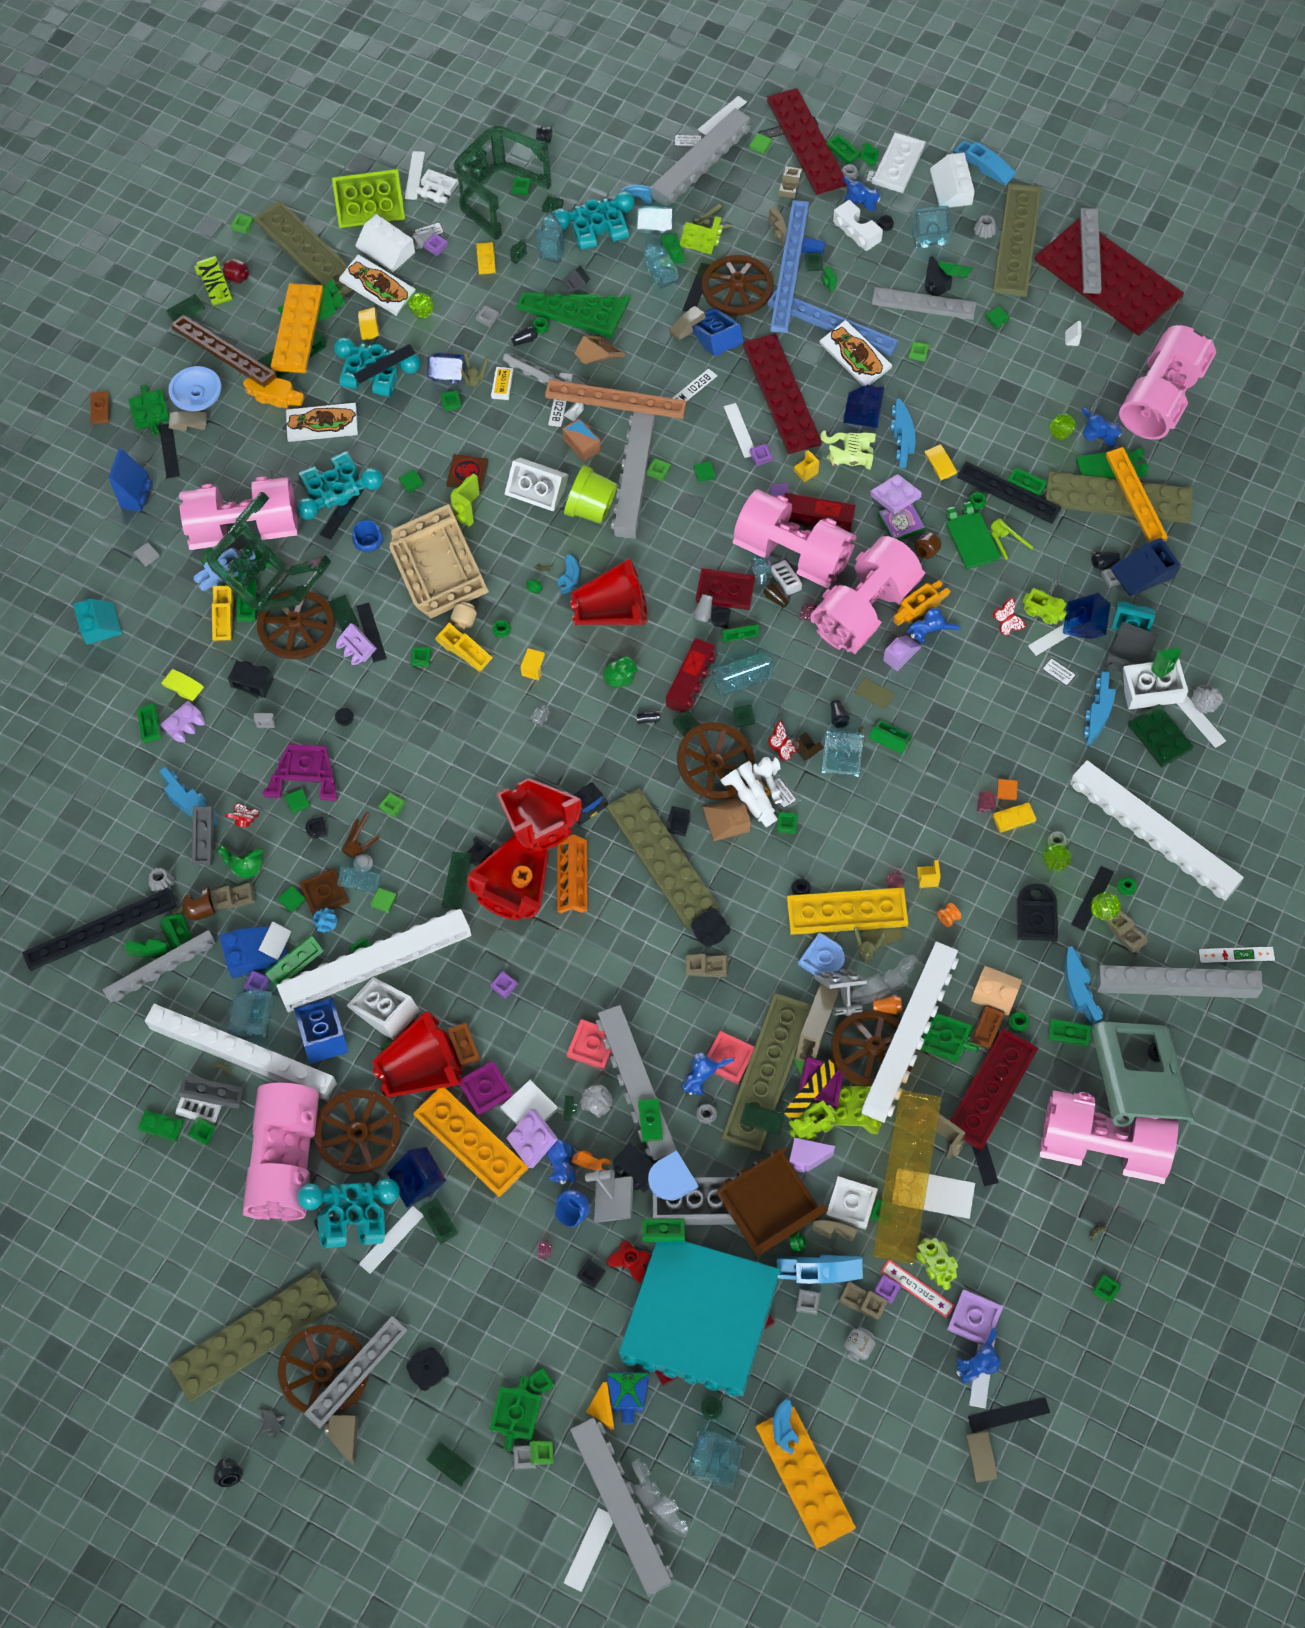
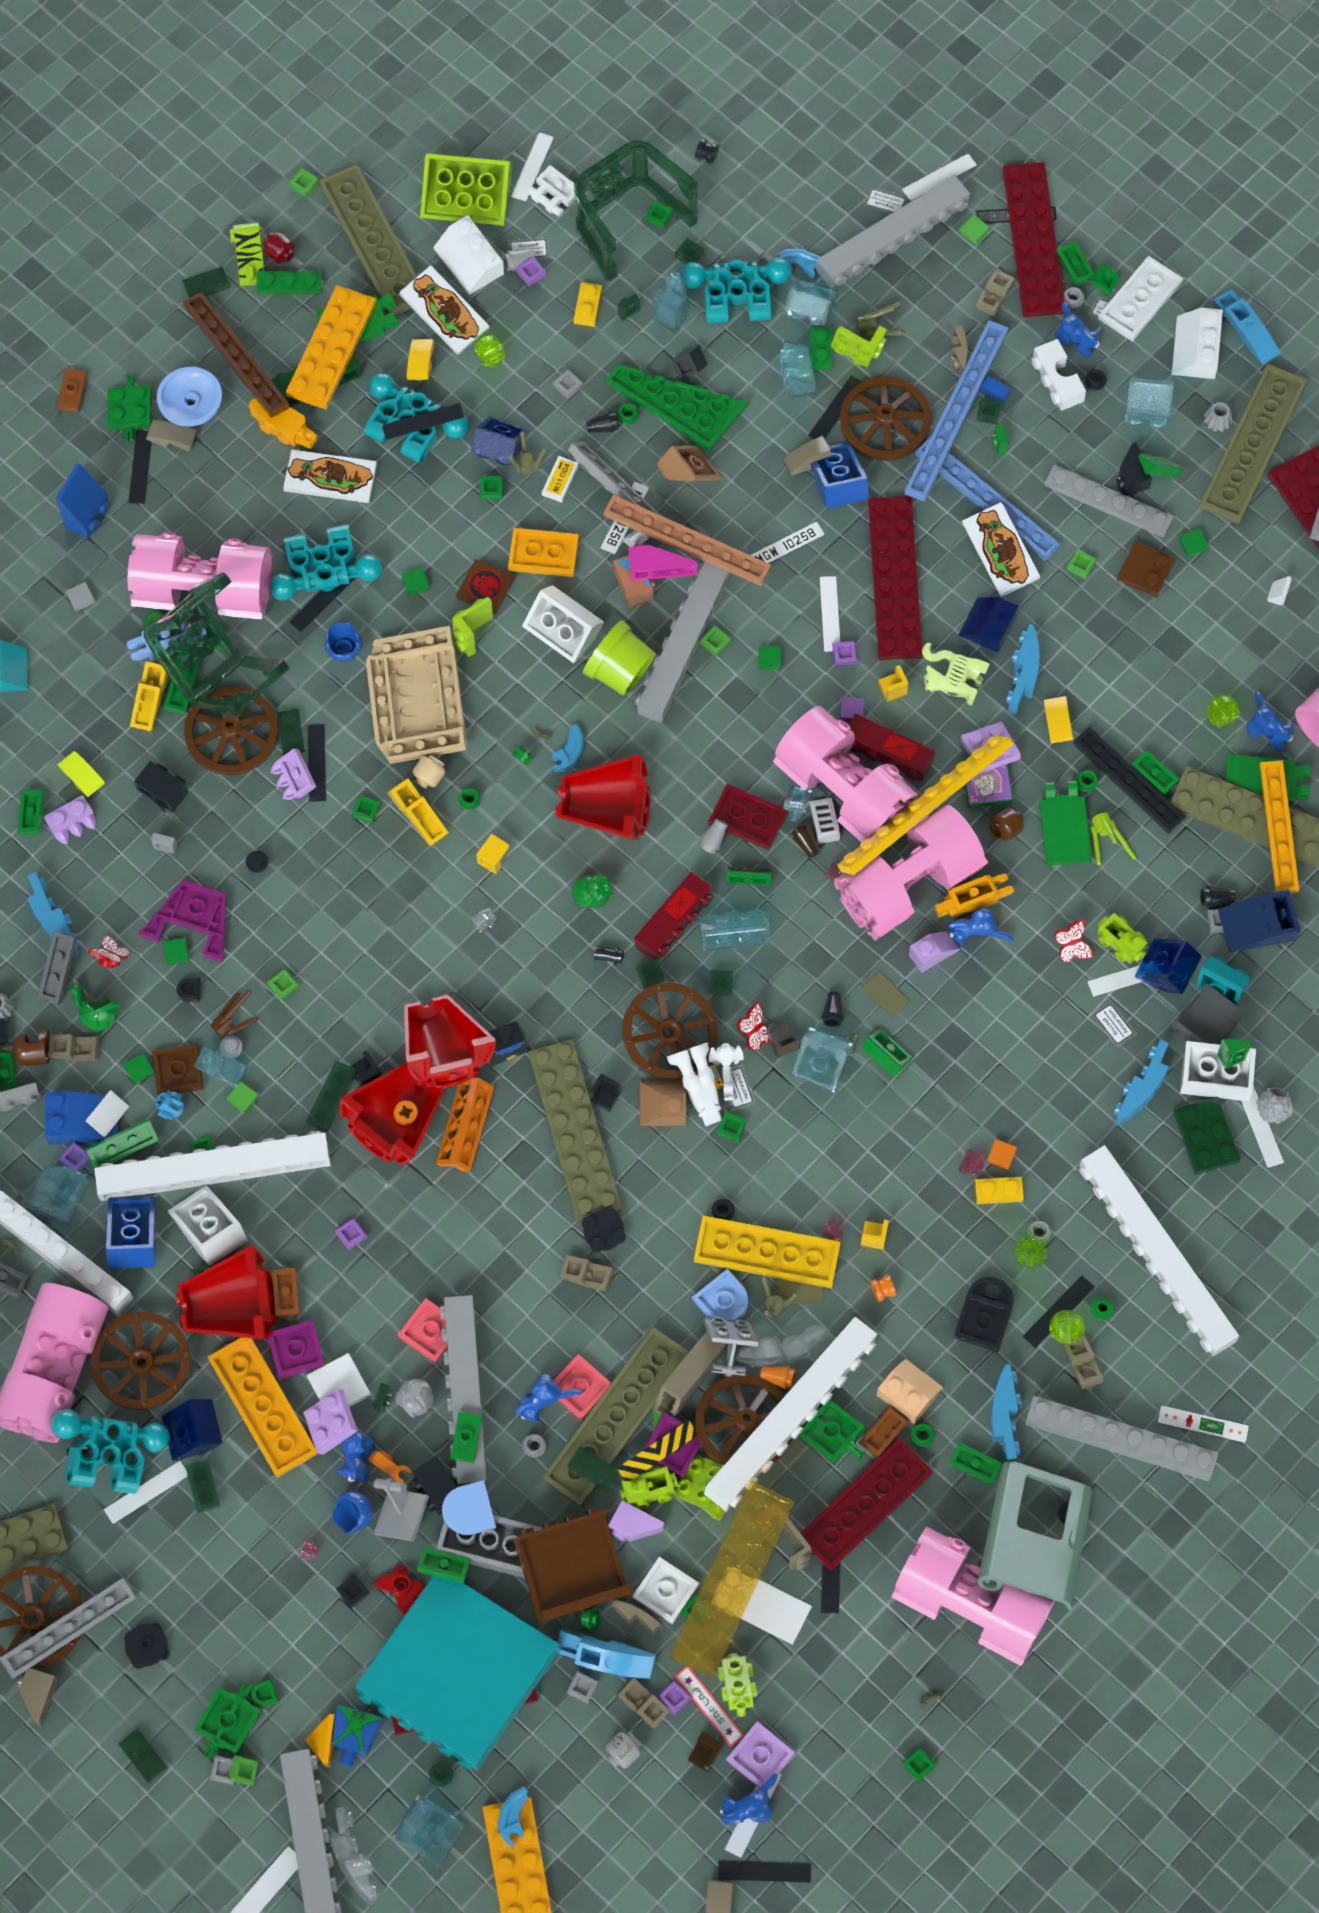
camera: 15 degrees right, 5 degrees up
(250, 293) = (288, 282): none -> green plate
(505, 437) = (543, 552): none -> light orange plate
(599, 420) = (655, 563): none -> dark pink slope
(720, 617) = (732, 851): black tile -> none
(863, 542) = (920, 808): none -> yellow plate
(928, 1327) = (705, 1752): none -> dark brown panel
(968, 343) = (1146, 569): none -> reddish brown plate

